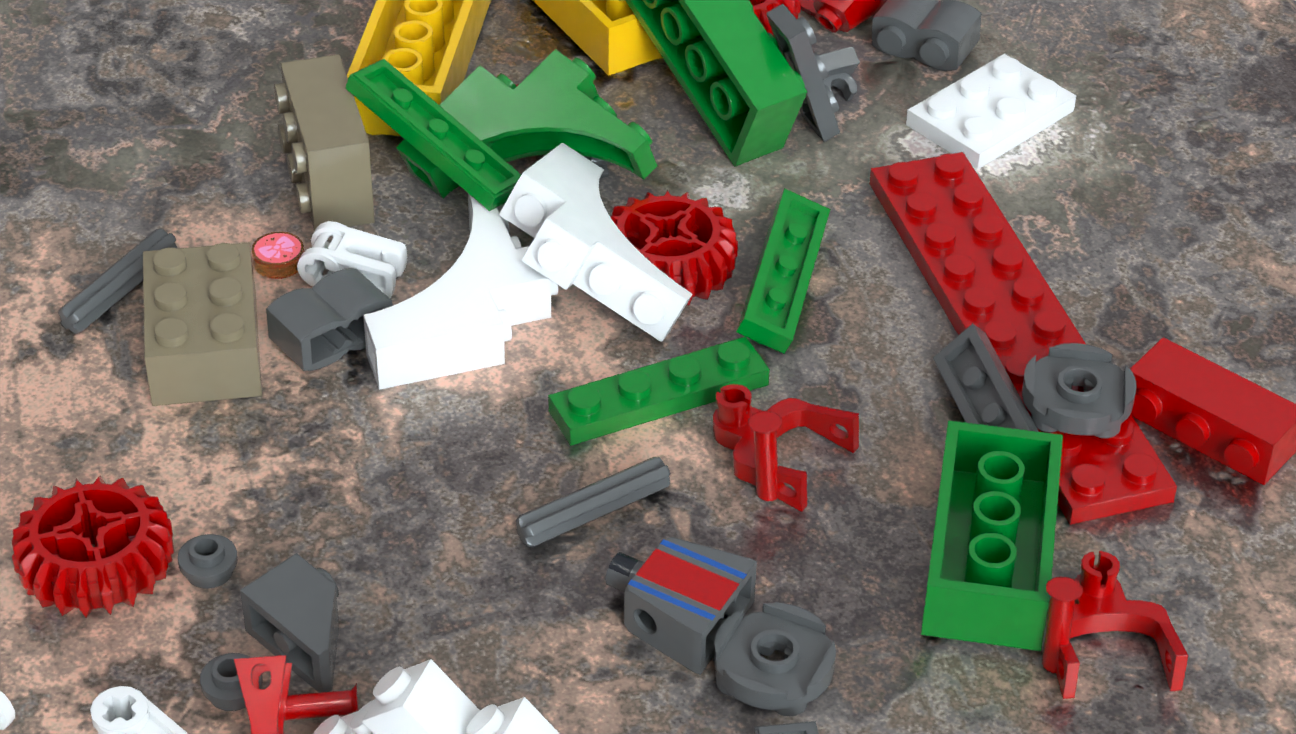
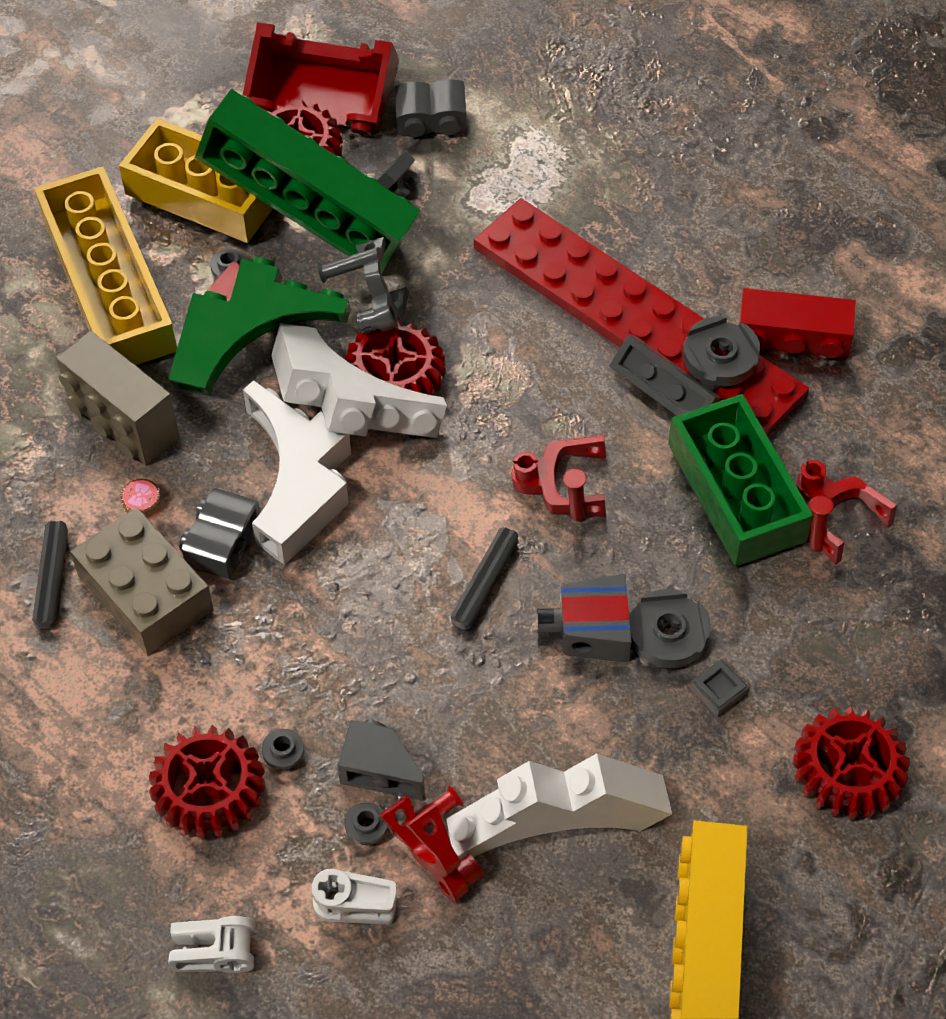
camera: 30 degrees left, 15 degrees up
(374, 256) = (197, 478): white piece -> none
(434, 133) = (200, 361): green tile -> none
(655, 390) = (461, 476): green plate -> none
(688, 171) = (385, 311): none -> dark grey piece
(783, 271) = (478, 347): green plate -> none
(795, 43) = (394, 177): dark grey plate -> none
(991, 110) = (511, 153): white plate -> none

